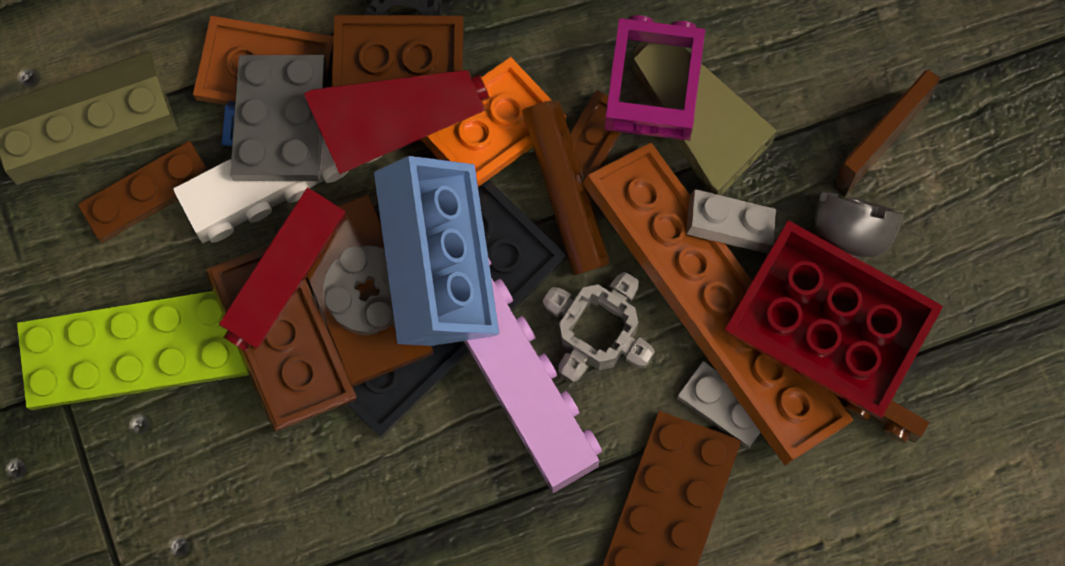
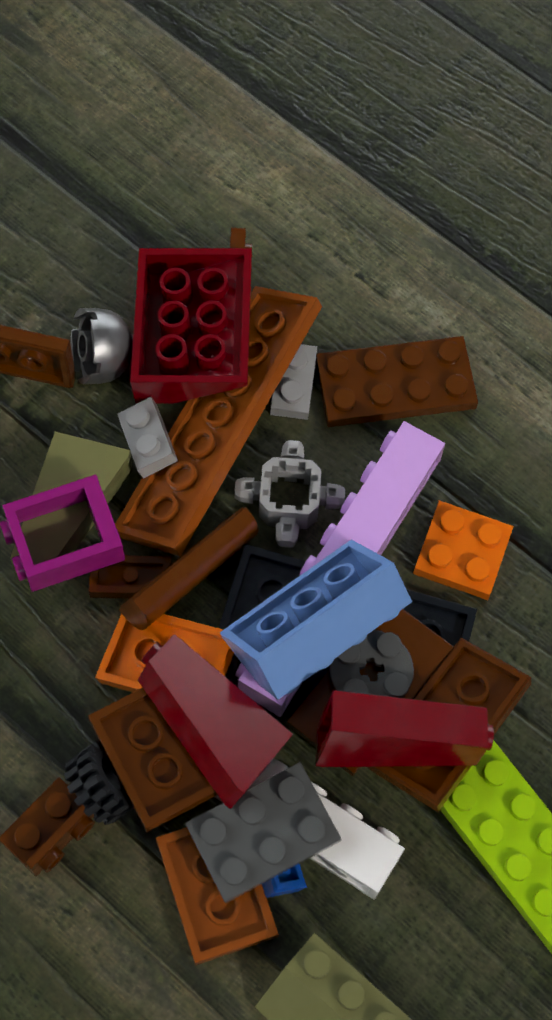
camera: 125 degrees left, 10 degrees down
(141, 192) = (387, 931): reddish brown plate -> none
(452, 467) = (463, 550): none -> orange plate

